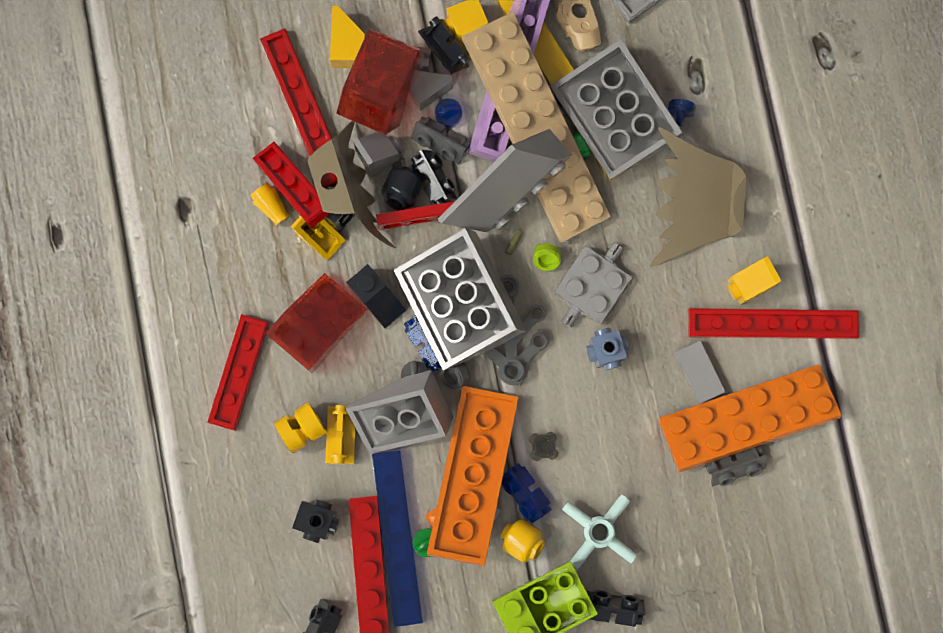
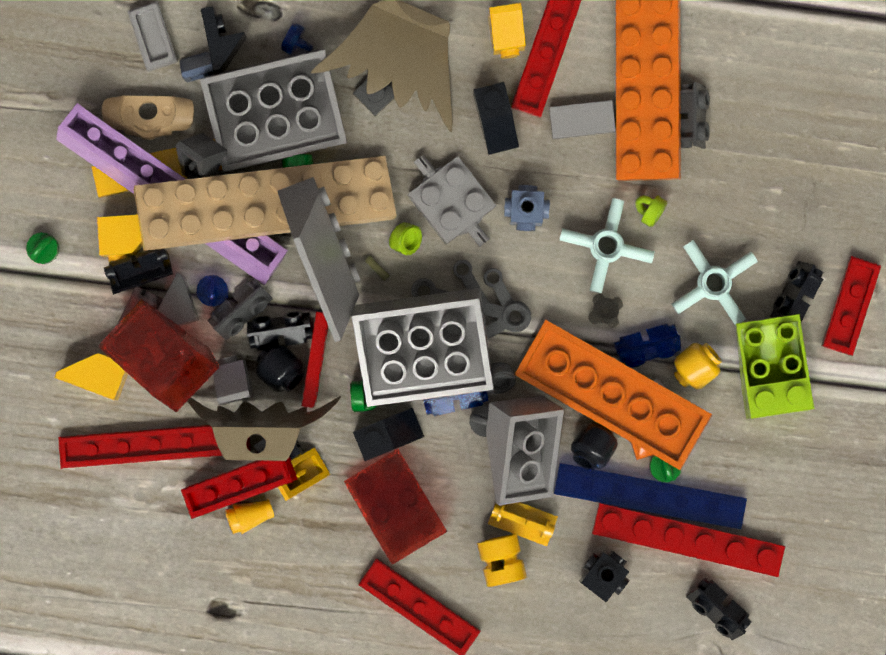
camera: 70 degrees left, 5 degrees up
(397, 260) = (357, 397): none -> green tile
(423, 474) = (593, 446): none -> black head
(557, 60) = (199, 156): none -> dark grey slope
(612, 427) = (611, 232): none -> light aqua bar
(630, 38) = (196, 67): none -> sand blue slope
(643, 459) = (654, 211): none -> lime tile
(653, 53) = (221, 48): none -> black slope
(654, 194) = (374, 102): none -> dark grey plate
(675, 297) = (496, 118): none -> black slope

